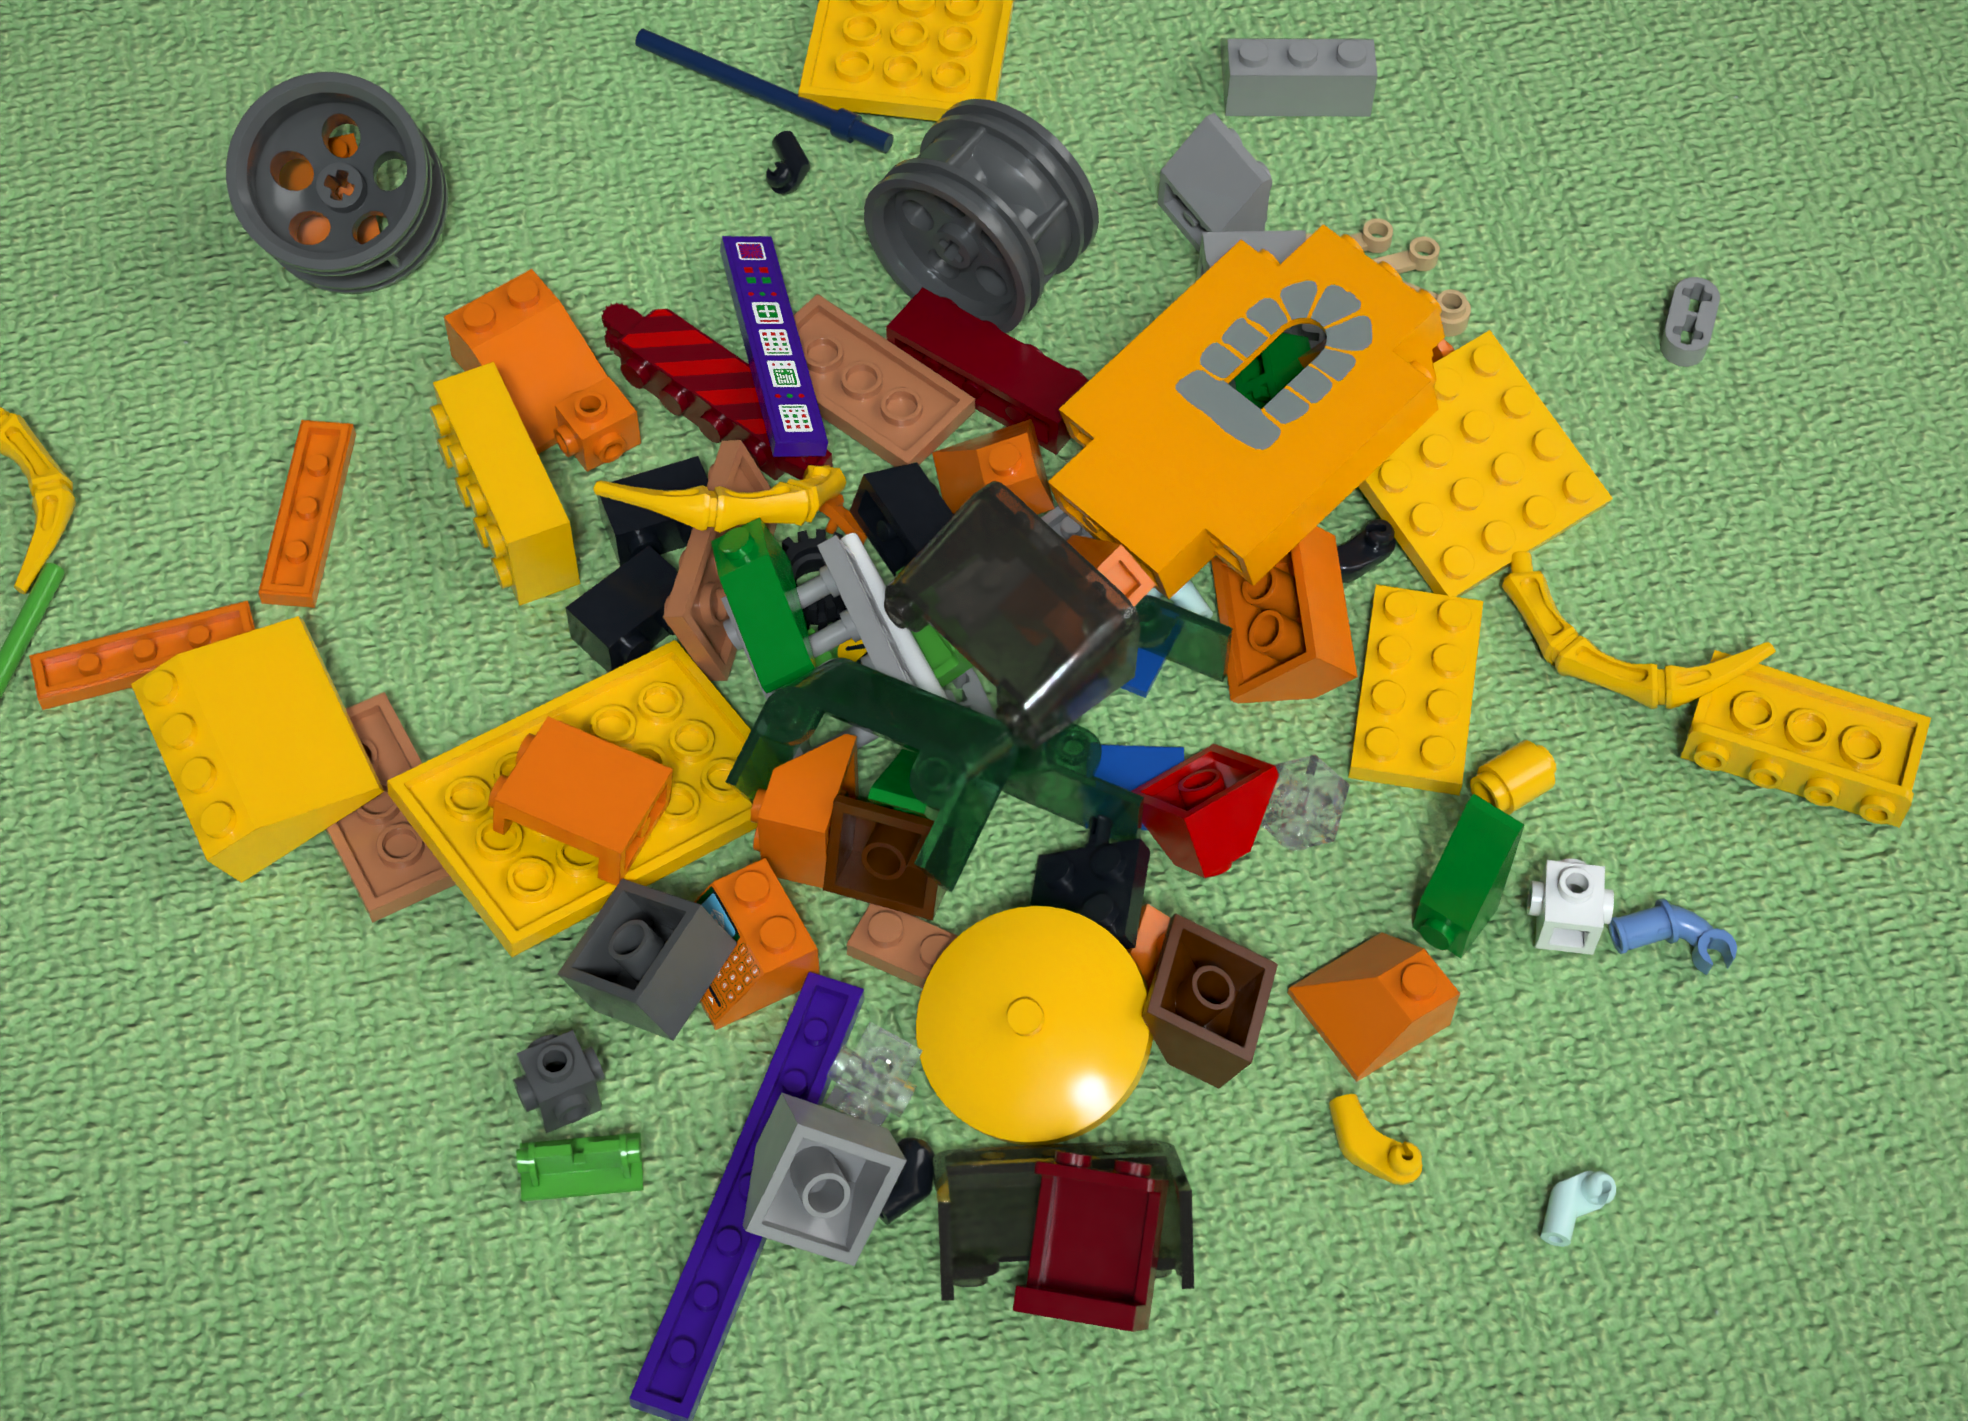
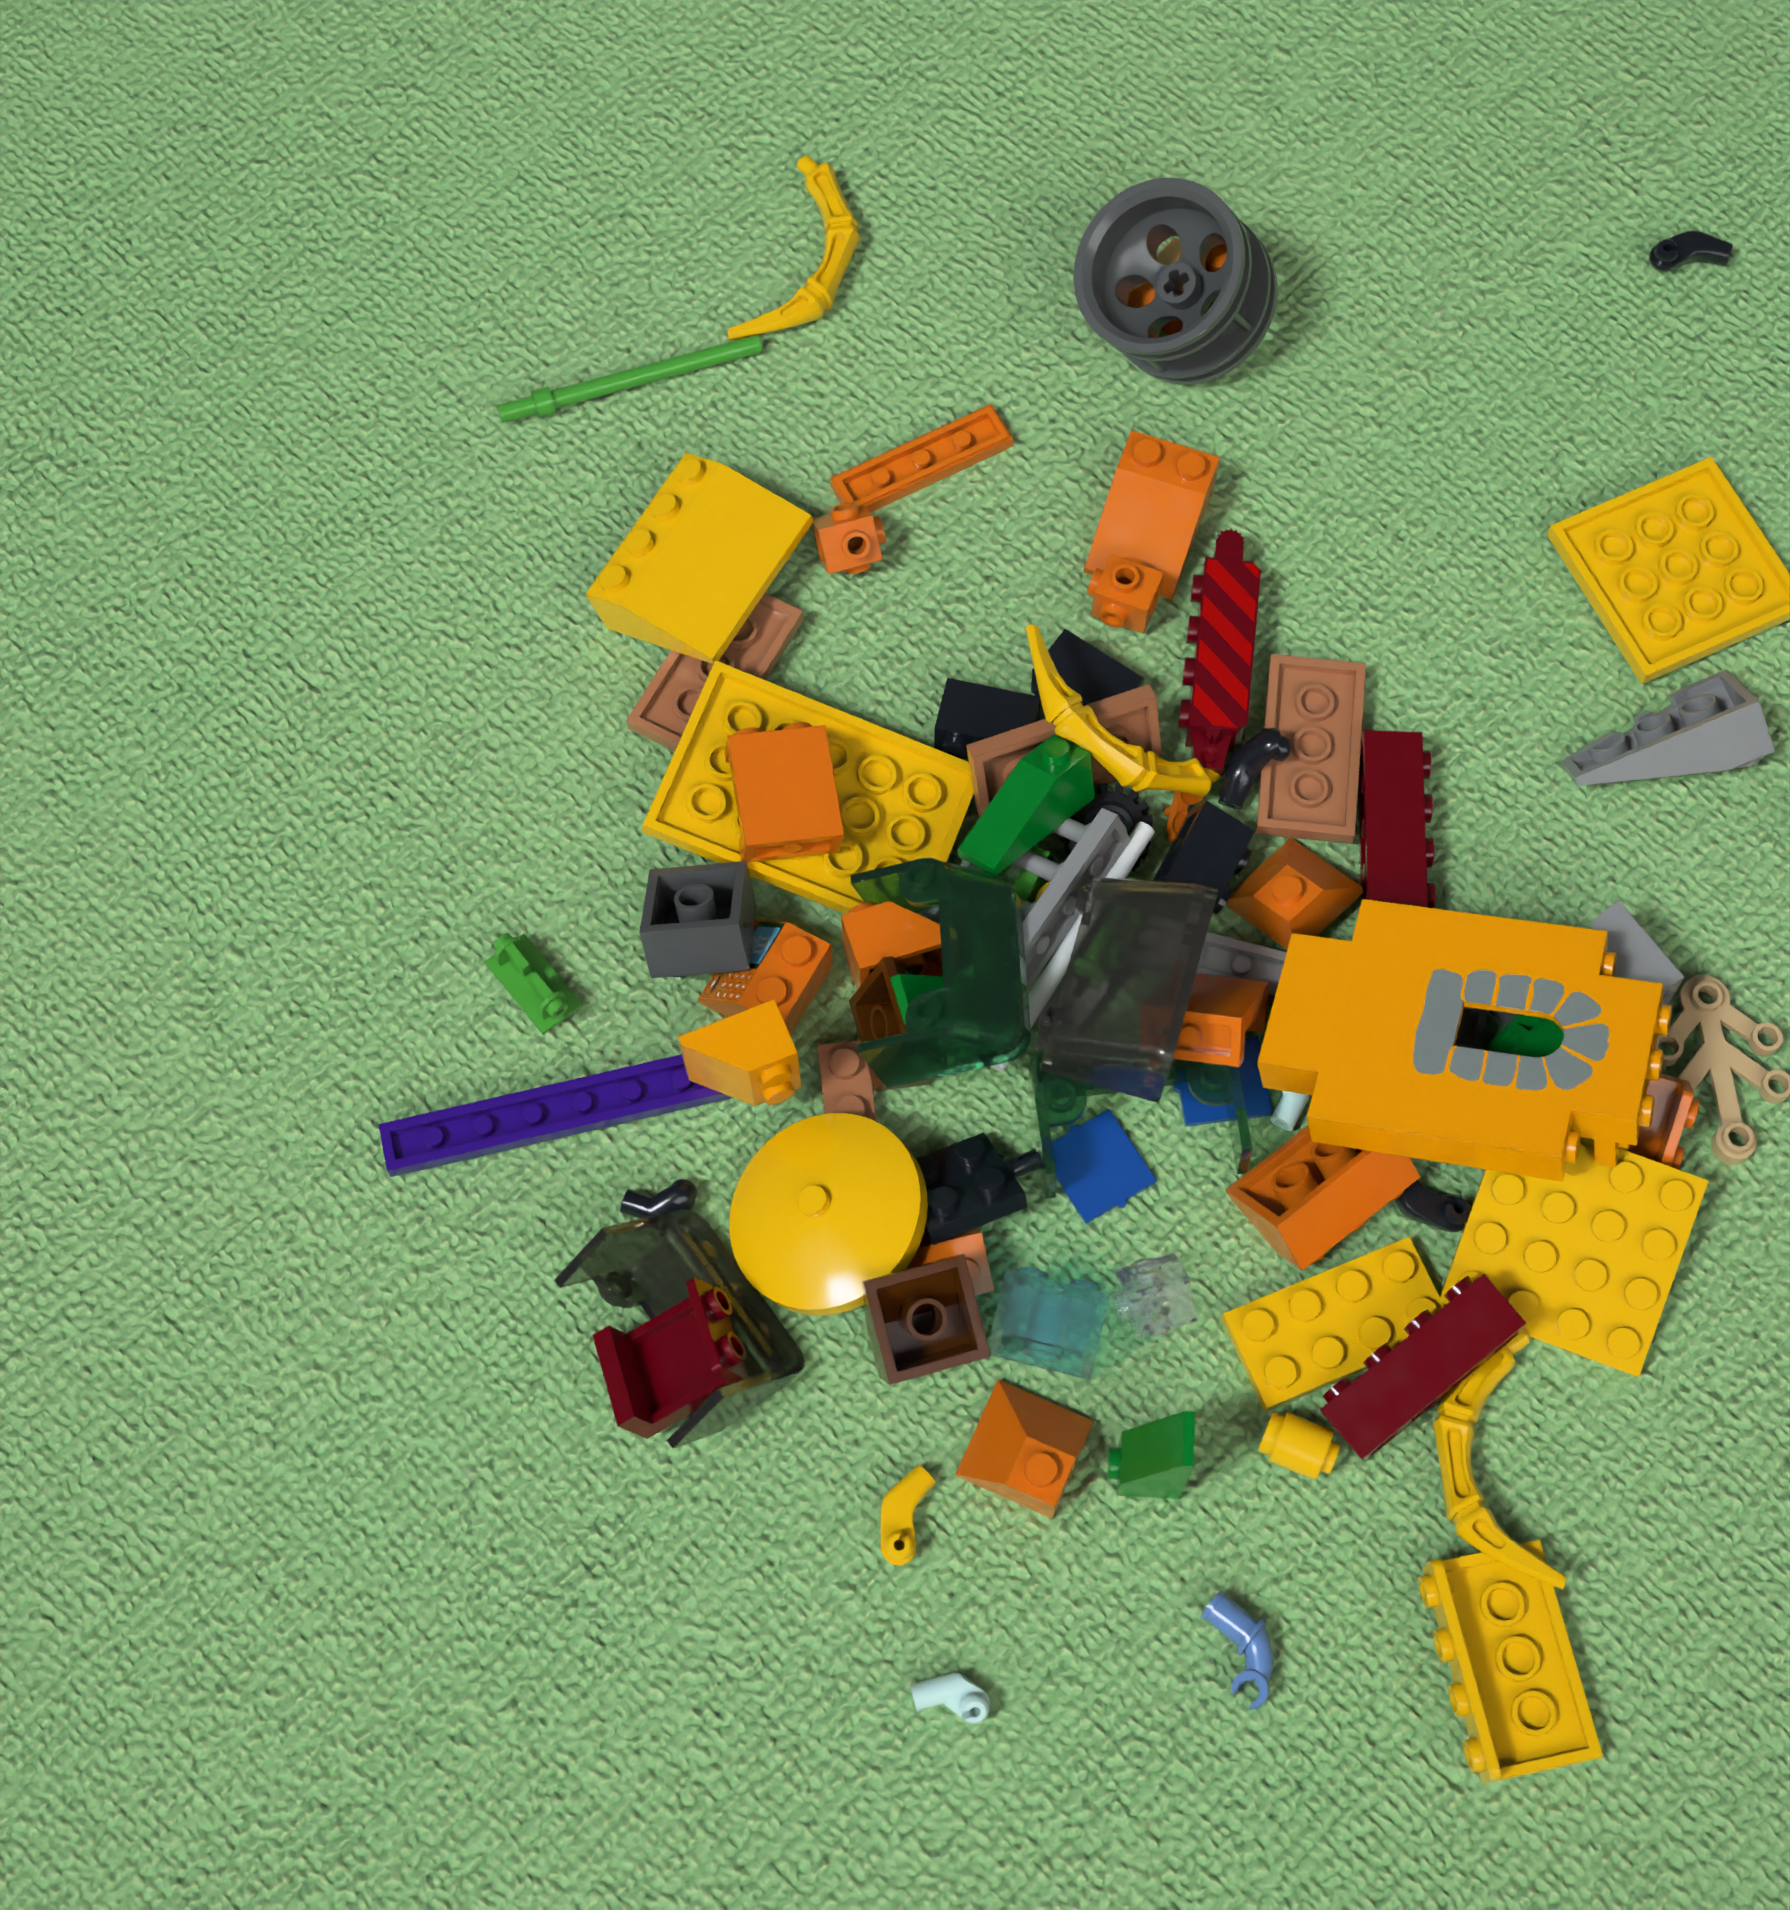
camera: 60 degrees right, 10 degrees up
(124, 657) = (732, 442): orange tile -> none
(343, 609) = (848, 538): none -> orange brick
(504, 484) = (1021, 567): yellow brick -> none
(559, 1080) = (579, 925): dark grey brick -> none
(773, 347) = (1281, 663): dark purple tile -> none
(791, 168) = (1481, 570): black arm -> none
(820, 1179) = (610, 1142): light grey slope -> none
(836, 987) = (744, 1056): none -> light orange slope
(841, 429) = (1249, 762): none -> black arm
(842, 123) = (1552, 575): dark blue bar -> none
(873, 1076) = (727, 1116): clear brick -> none
(983, 212) = (1505, 730): dark grey wheel -> none
(1077, 96) = (1702, 731): none -> light grey wedge
(1208, 808) = (1105, 1226): red slope -> none
(1214, 184) = (1696, 890): light grey slope -> none
(1280, 891) = (1048, 1322): none -> clear light blue brick
(1511, 636) = (1423, 1366): none -> dark red brick
(1570, 906) = (1194, 1565): white brick -> none

